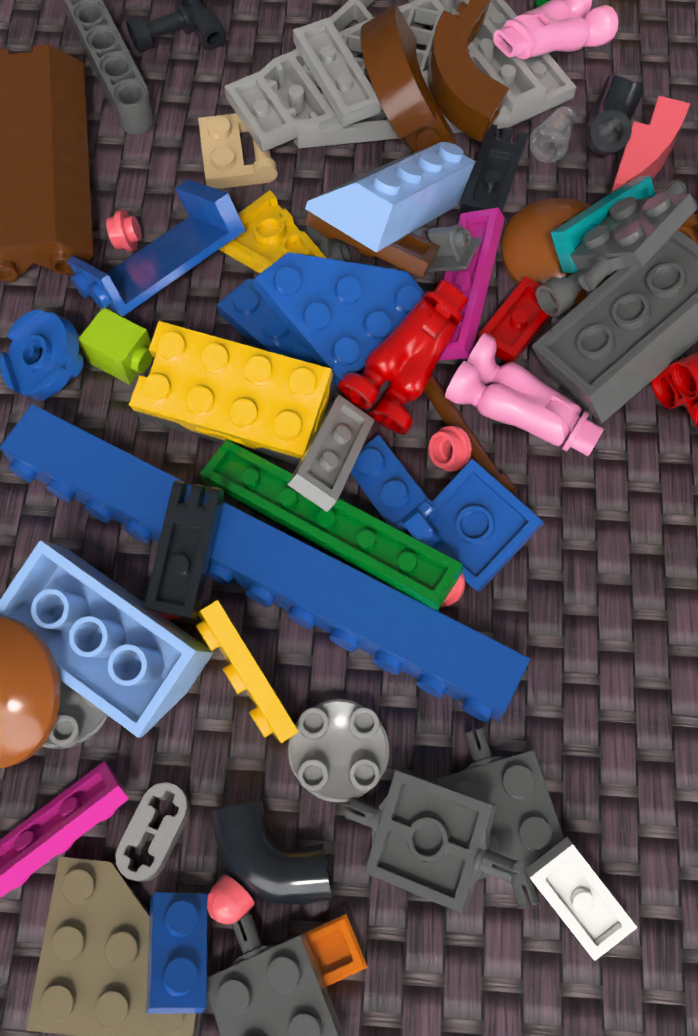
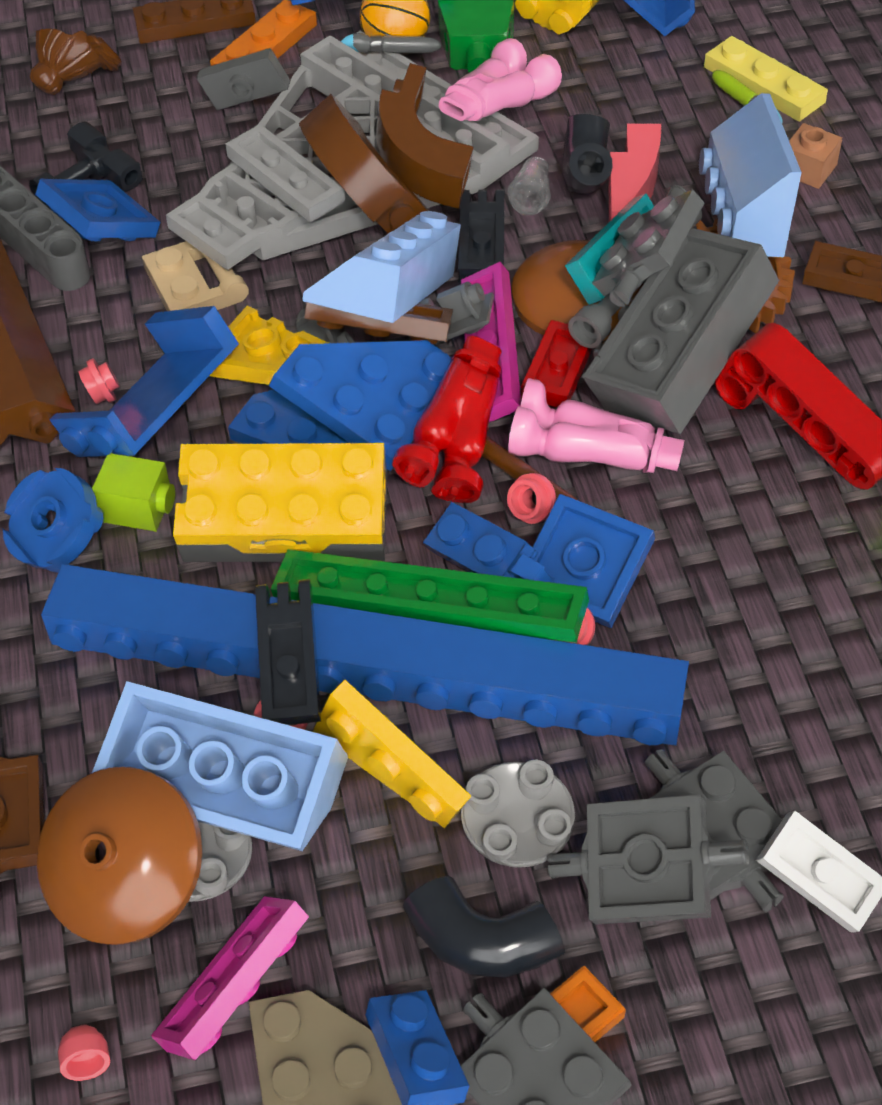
camera: 15 degrees left, 15 degrees down
(142, 826) = (356, 952): light grey beam -> none
(172, 63) = (97, 209): none -> blue plate
(228, 901) = (453, 985): coral hinge -> none
(331, 453) = (410, 527): light grey plate -> none

